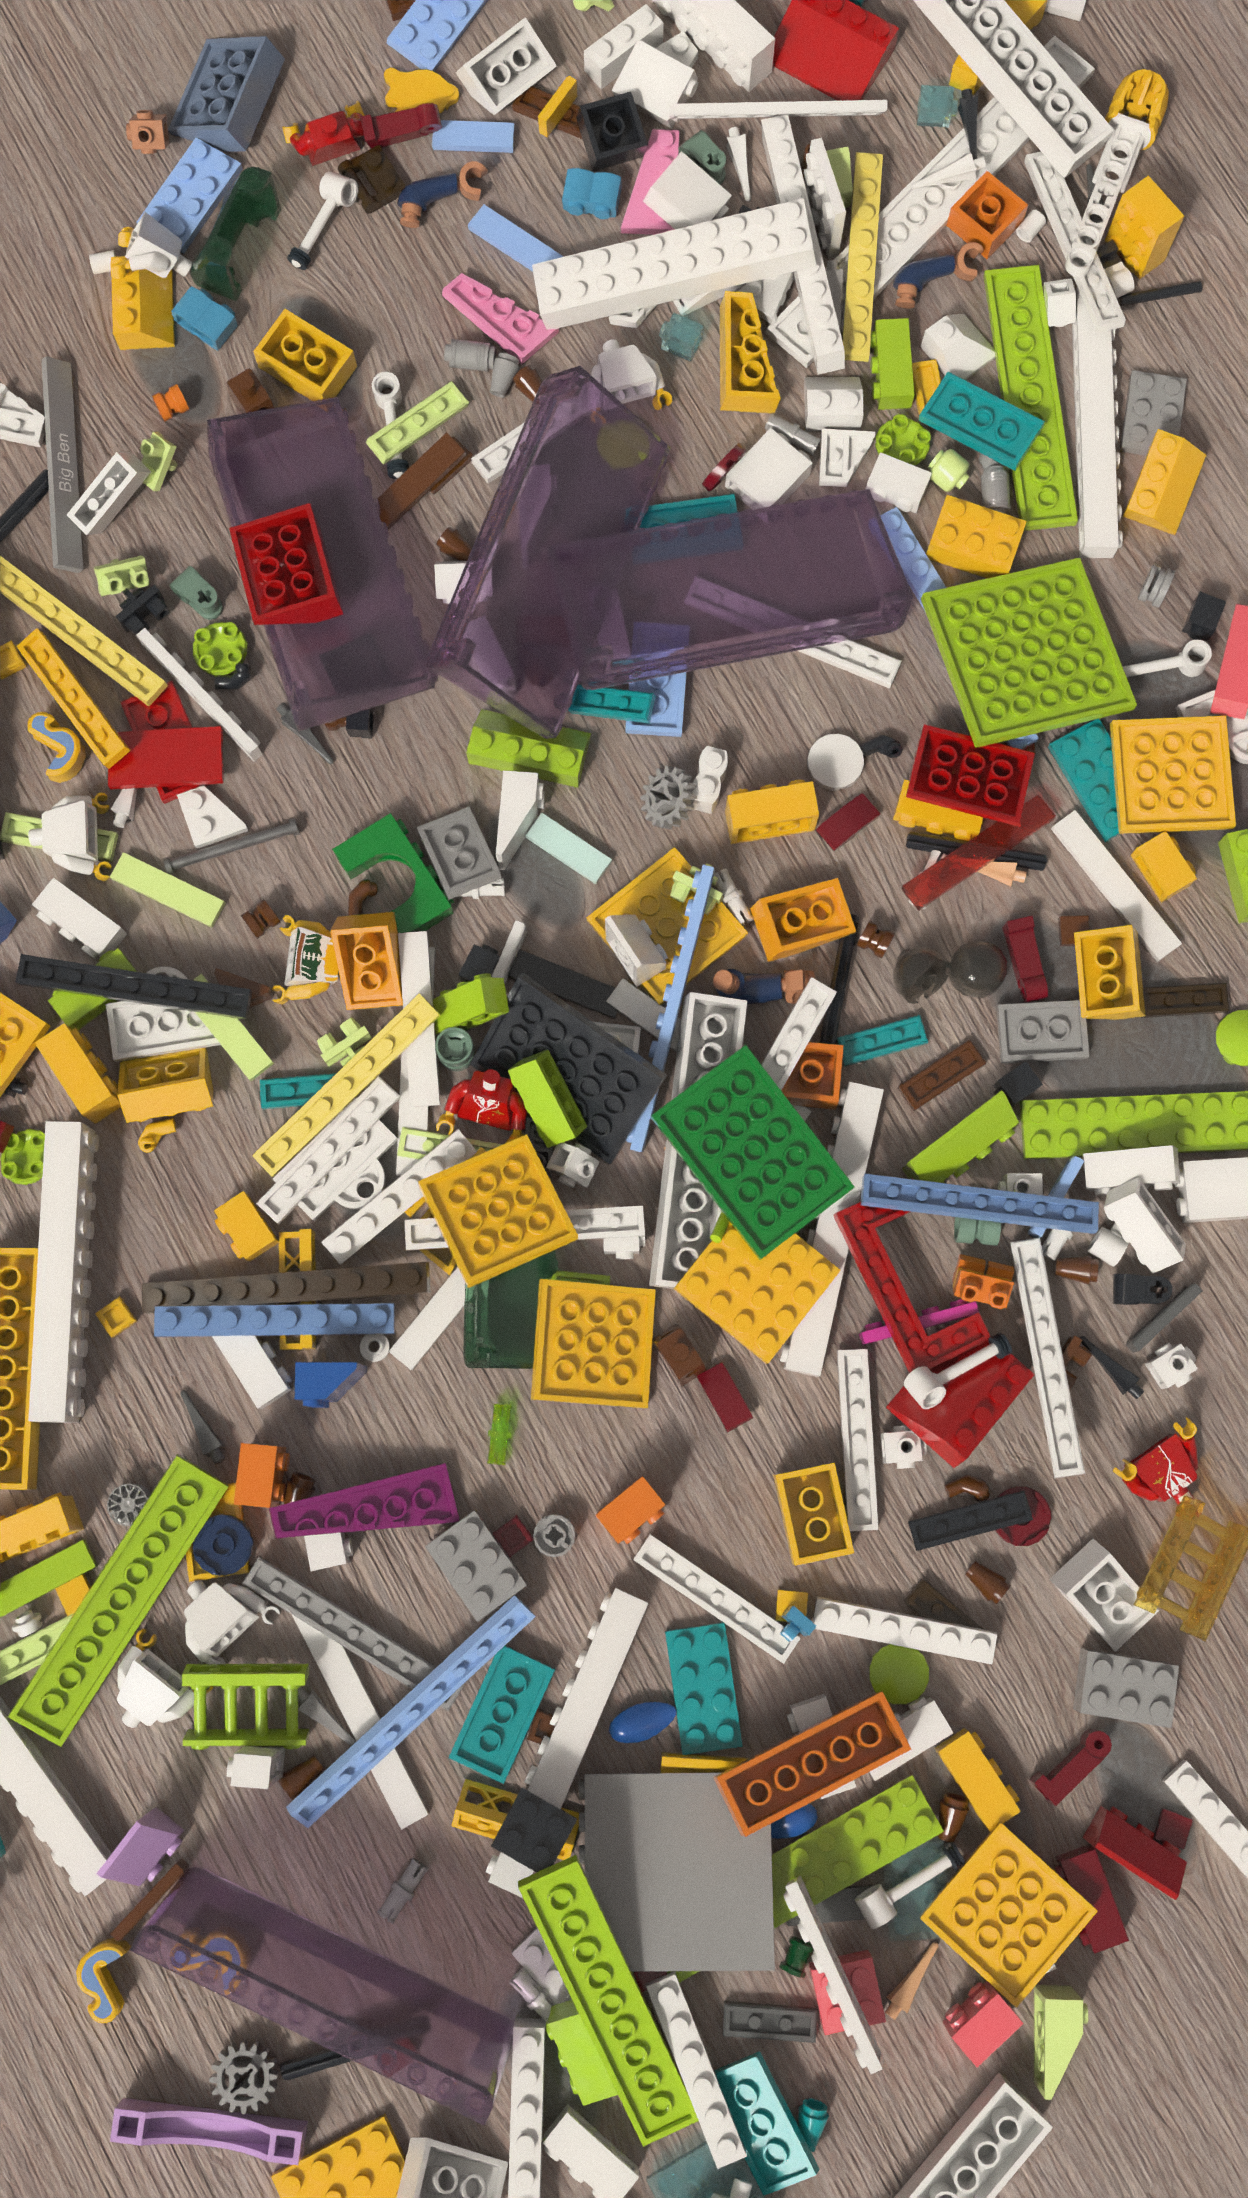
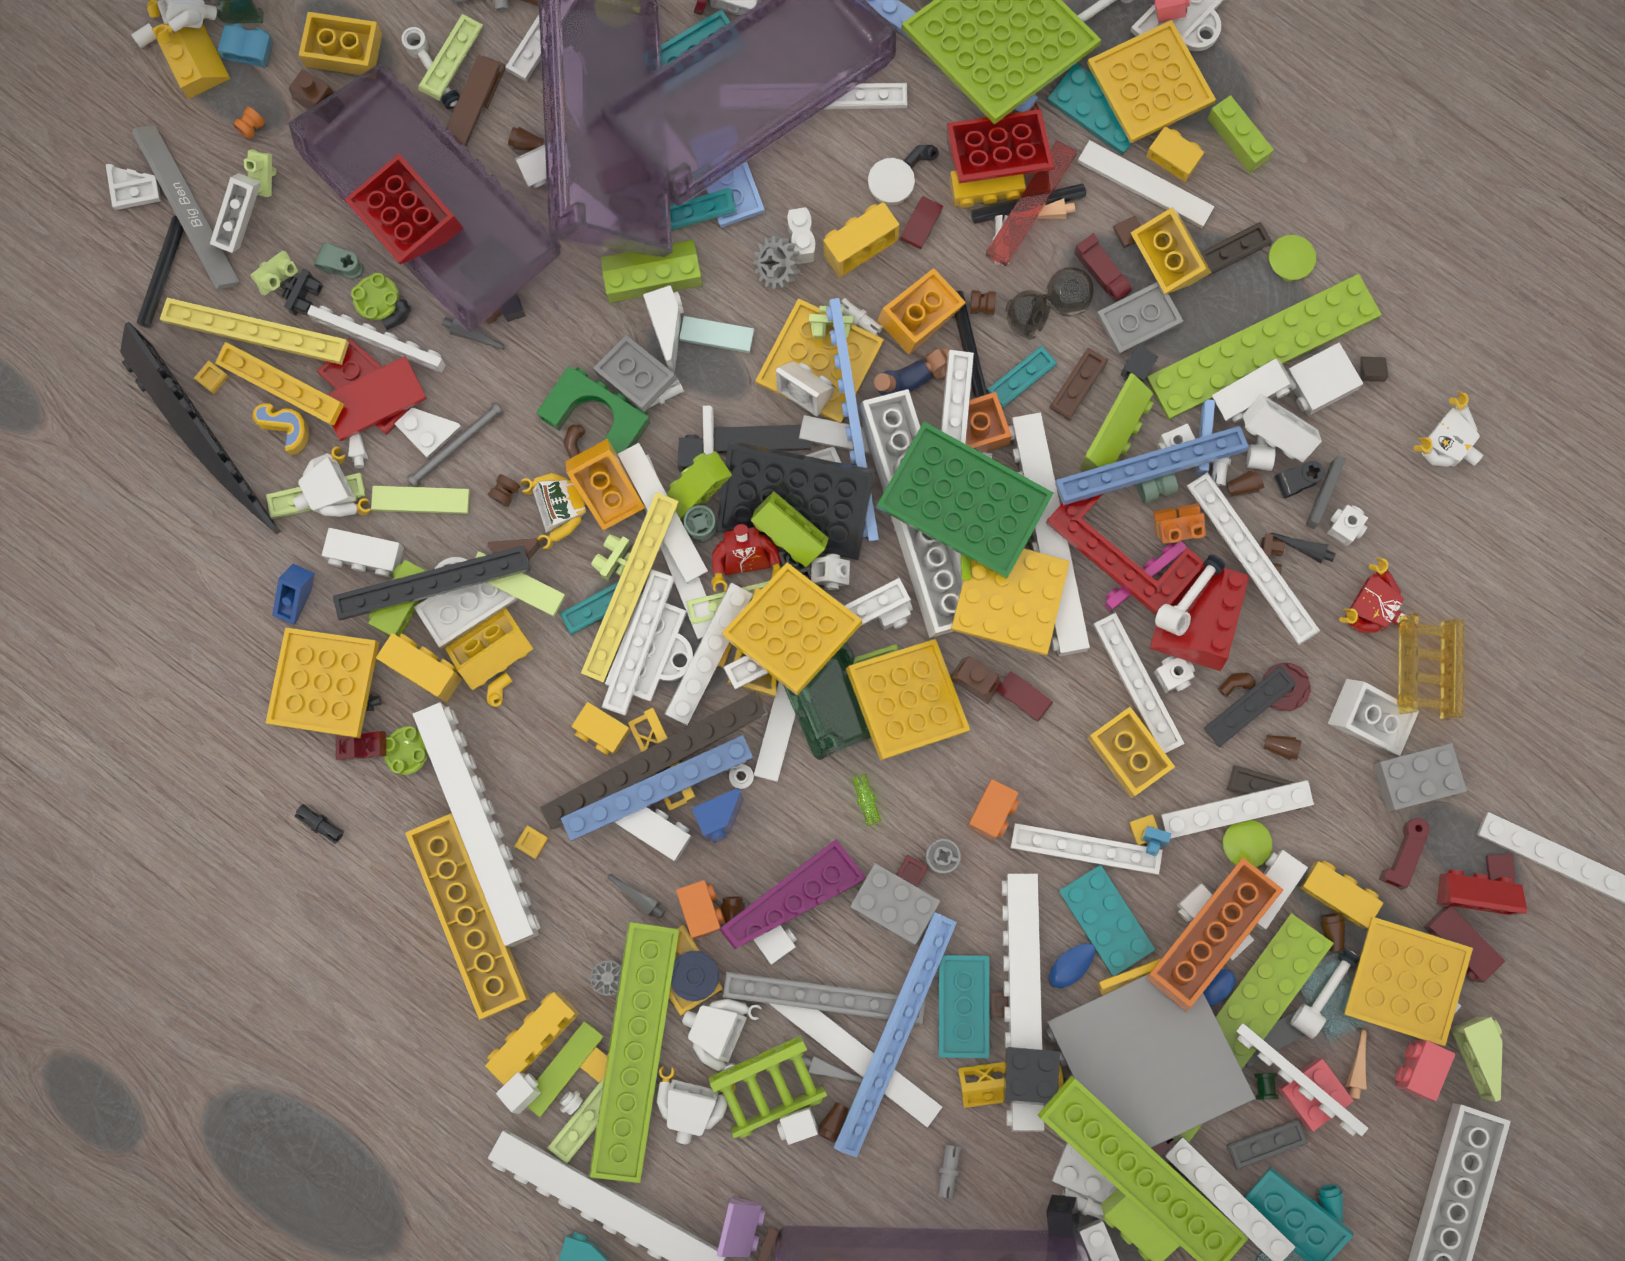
camera: 20 degrees left, 0 degrees up
(503, 2000) = (1062, 1216): none -> black brick

